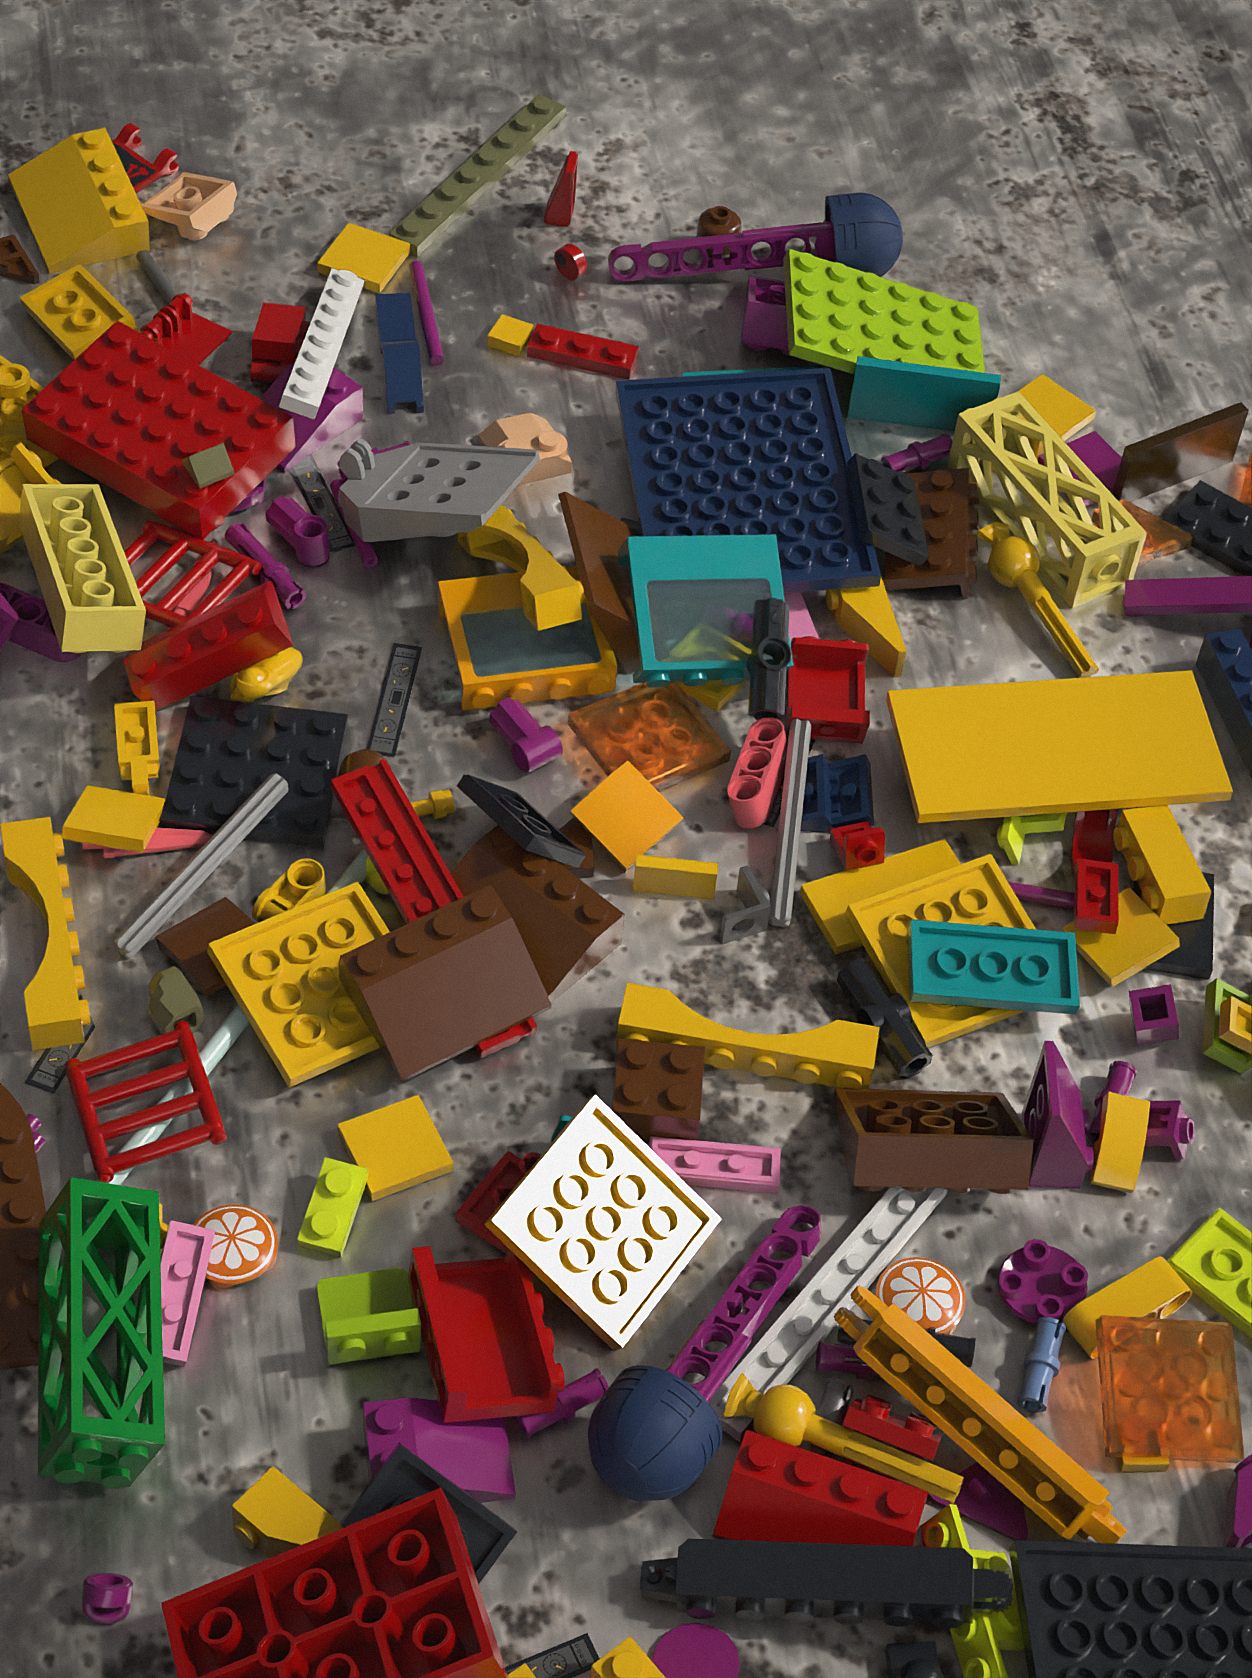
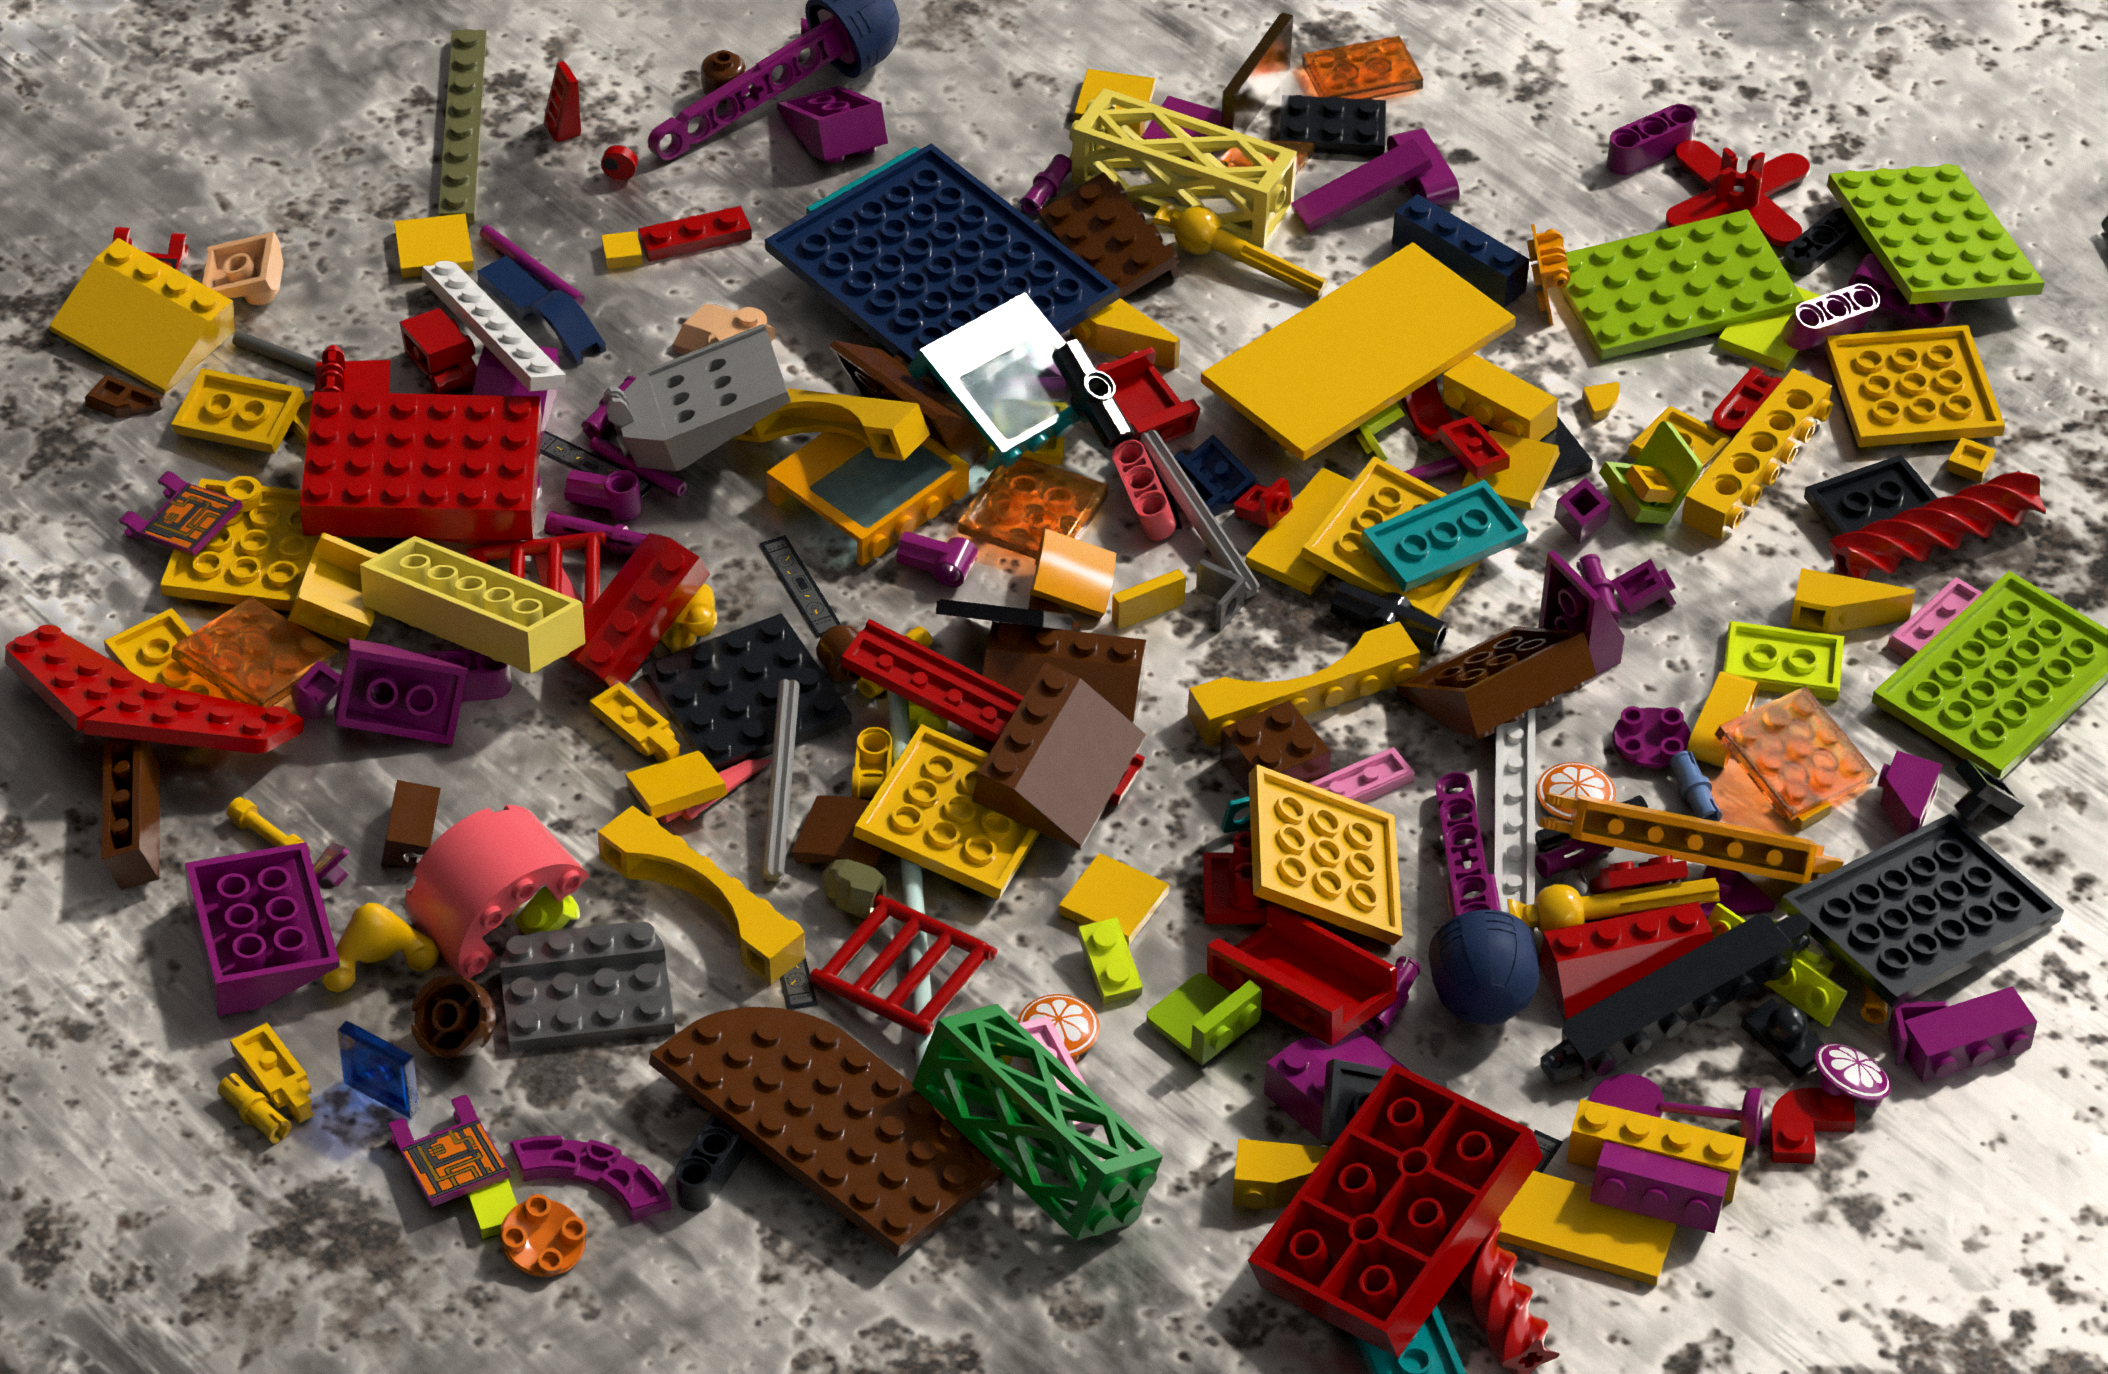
camera: 30 degrees left, 5 degrees down
(107, 1591) = (1191, 1286): magenta tile -> none
(209, 465) = (513, 467): olive slope -> none
(854, 313) = (940, 92): lime plate -> none
(887, 509) = (1076, 234): black plate -> none
(917, 393) = (1017, 130): teal tile -> none
(1120, 1142) = (1631, 610): yellow slope -> none

